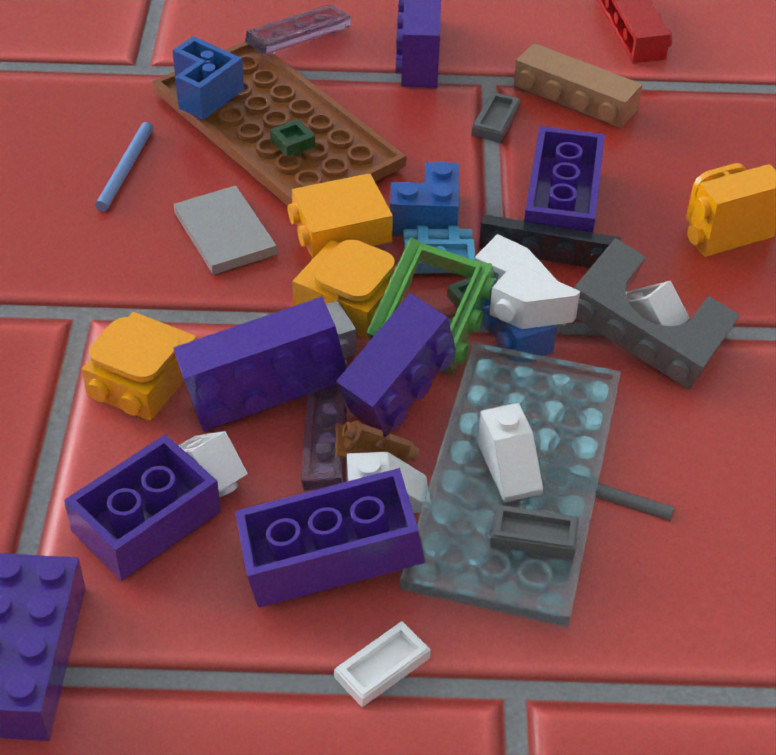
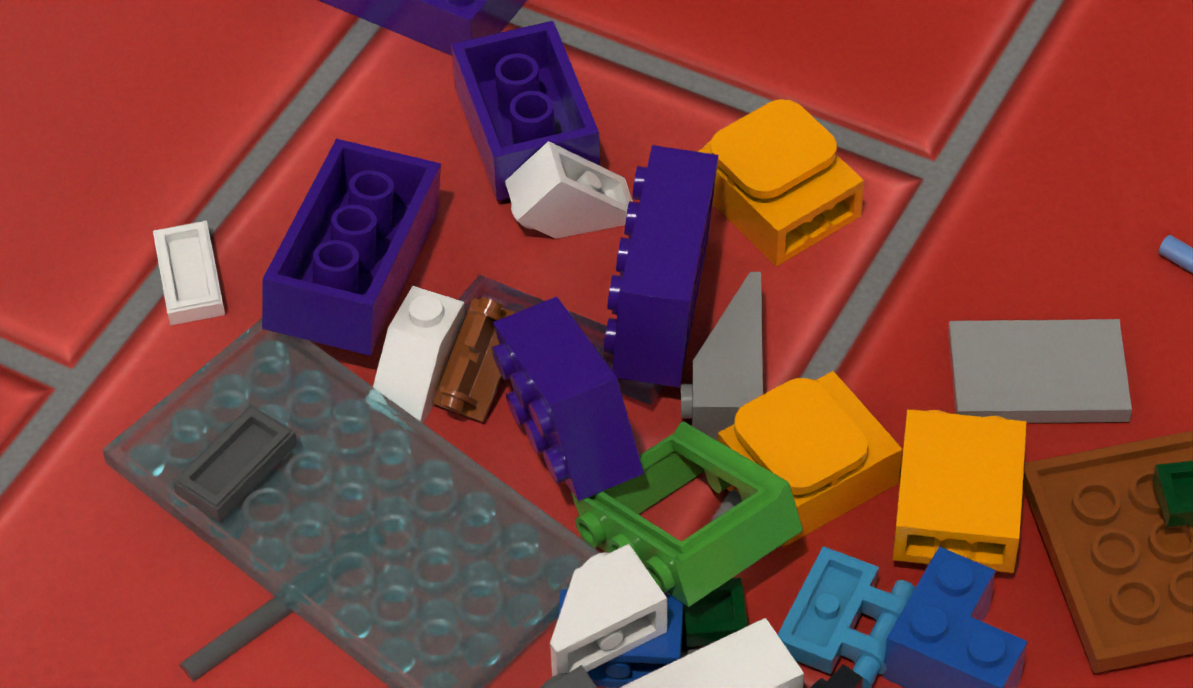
camera: 120 degrees right, 5 degrees up
(510, 452) = (361, 477): white slope -> none

